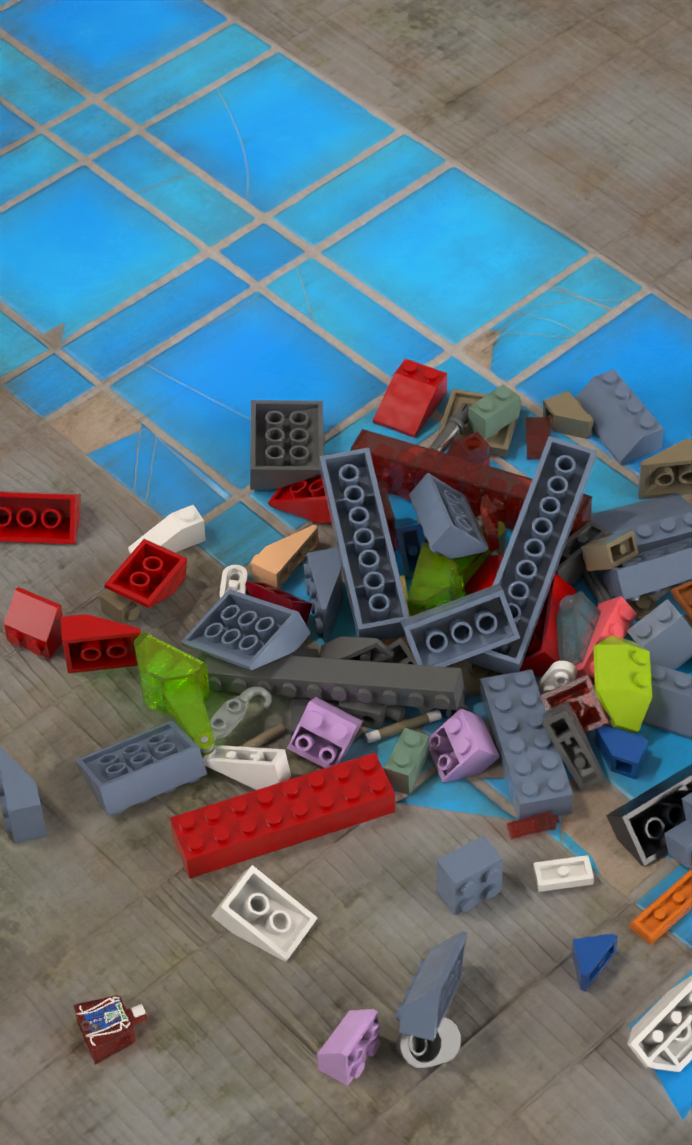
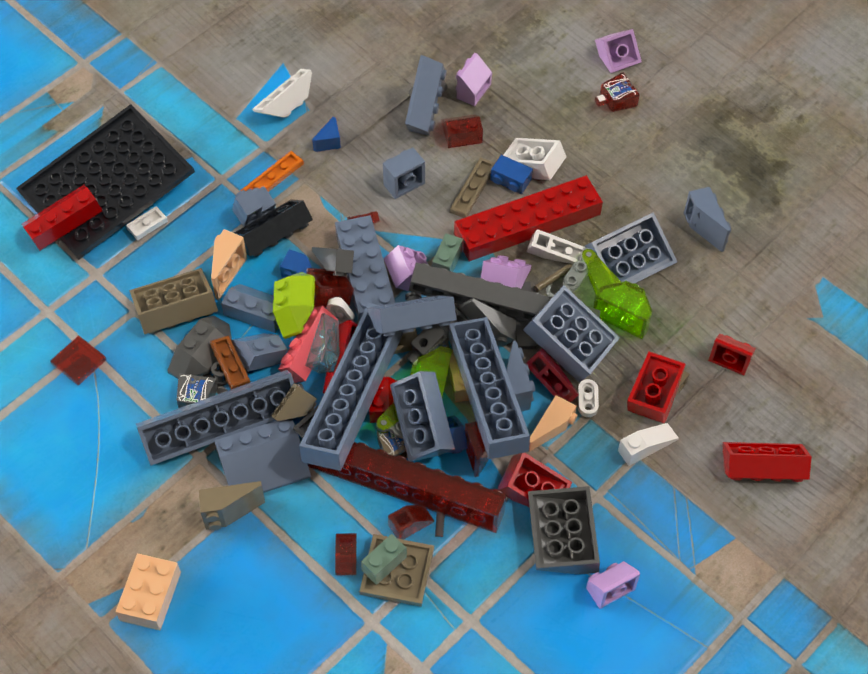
camera: 175 degrees right, 10 degrees up
(92, 1111) = (618, 50): none -> lavender slope
(97, 643) = (680, 333): red slope -> none
(233, 394) = (613, 583): none -> lavender slope
(304, 884) = (511, 174): none -> blue brick
(361, 878) = (472, 188): none -> dark tan tile
(373, 969) = (463, 130): none -> clear red slope
(411, 398) = (457, 595): red slope -> none
(453, 428) = (417, 548): dark grey pin -> none
(489, 523) = (389, 414): clear red slope -> none
(563, 873) = (343, 188): white plate -> none
(568, 416) = (320, 575): dark tan slope -> none
(620, 418) = (275, 574): sand blue slope -> none

